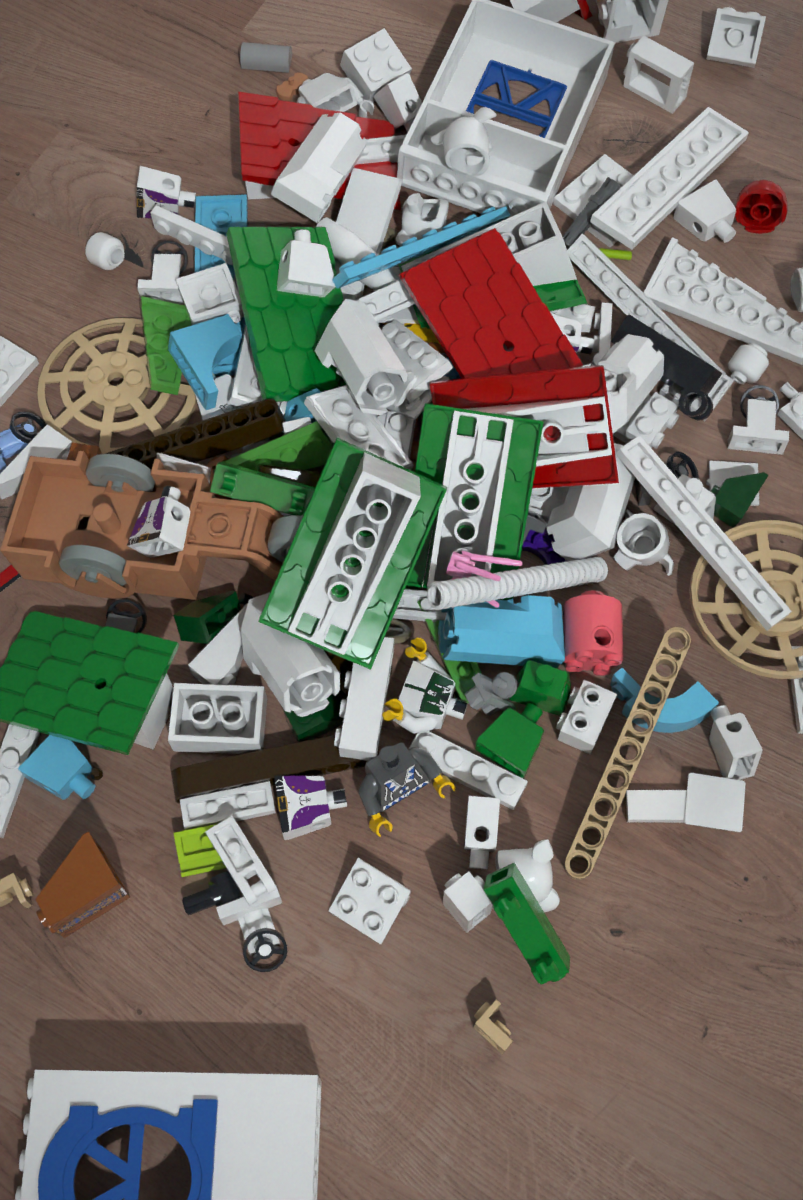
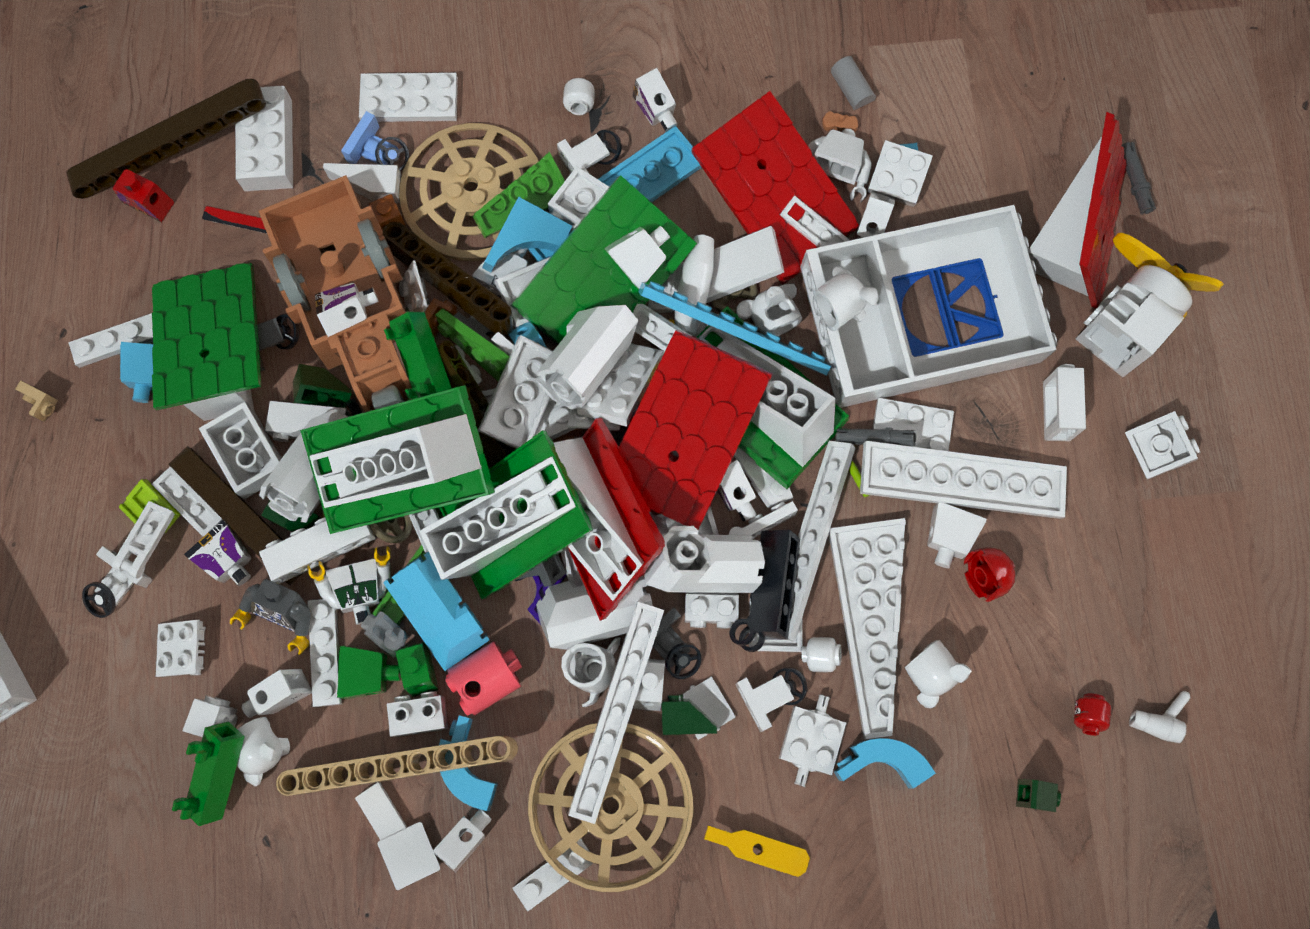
camera: 55 degrees right, 10 degrees up
(80, 889) = (64, 445): dark orange slope -> none
(191, 233) = (630, 145): white plate -> none
(221, 891) = (114, 536): black axle -> none
(320, 165) = (741, 201): white brick -> none
(462, 566) = (442, 548): bright pink plant -> none
(495, 1033) = (132, 796): tan bracket -> none
(516, 583) = (465, 595): white piece -> none

